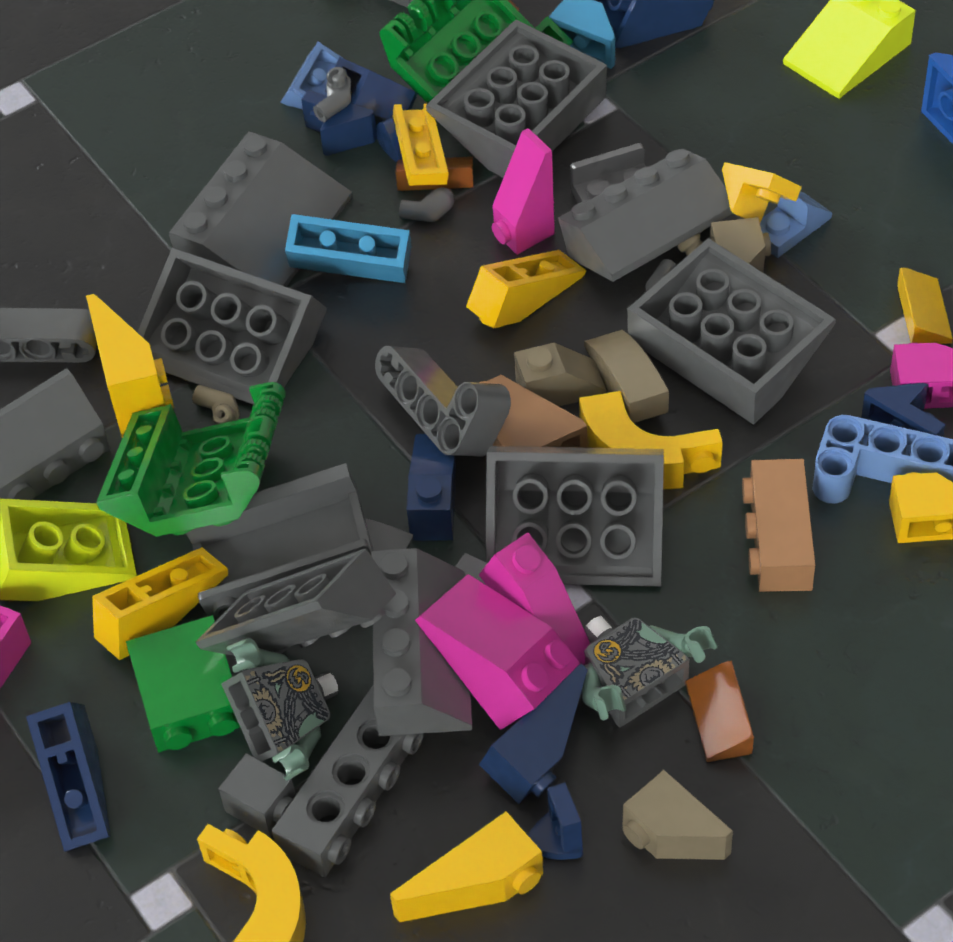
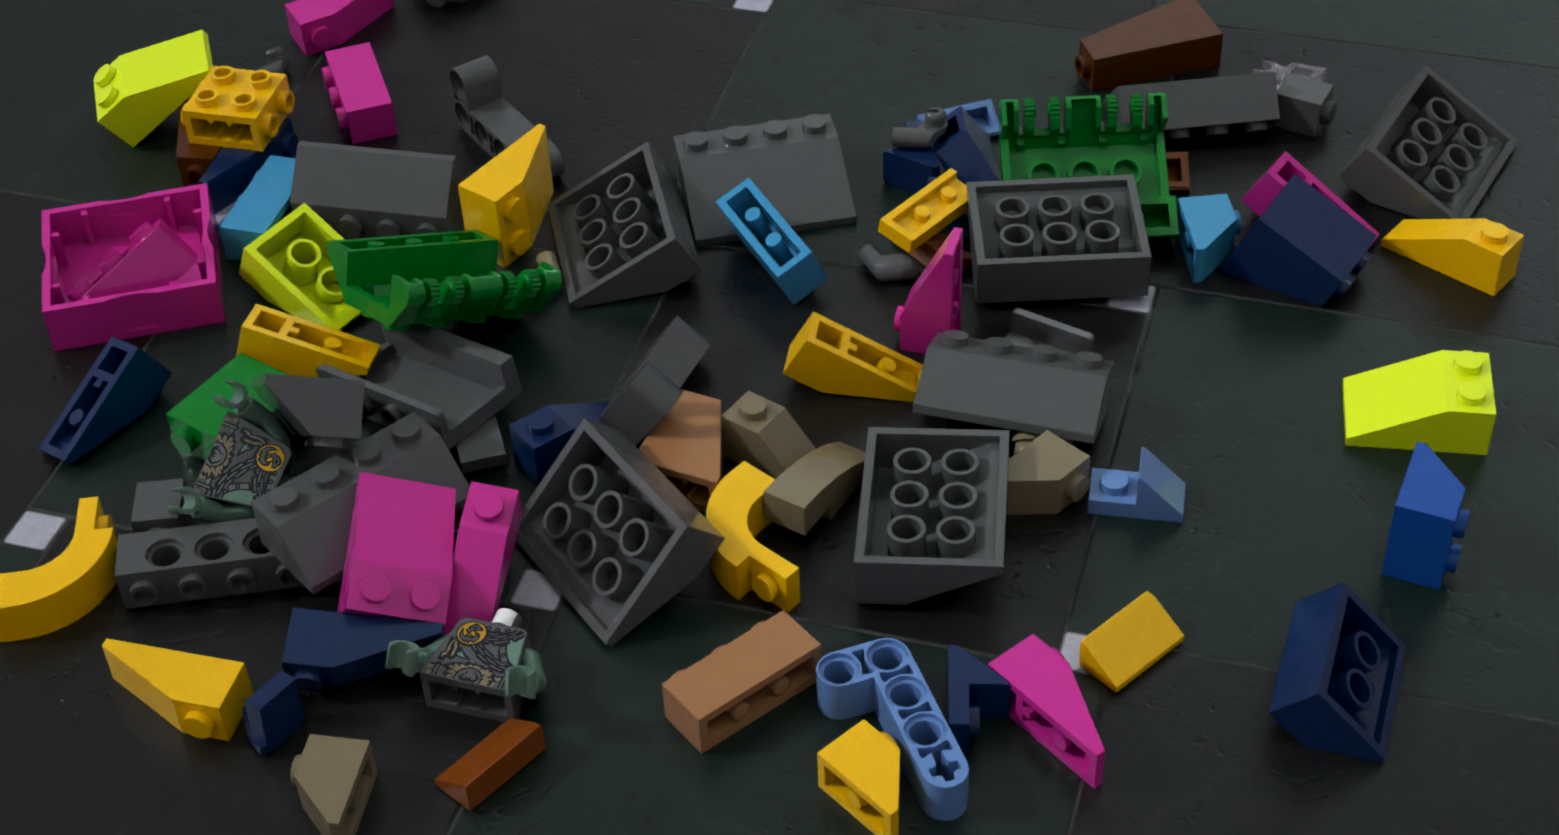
camera: 50 degrees right, 10 degrees down
(753, 189) = (1114, 434): yellow slope -> none

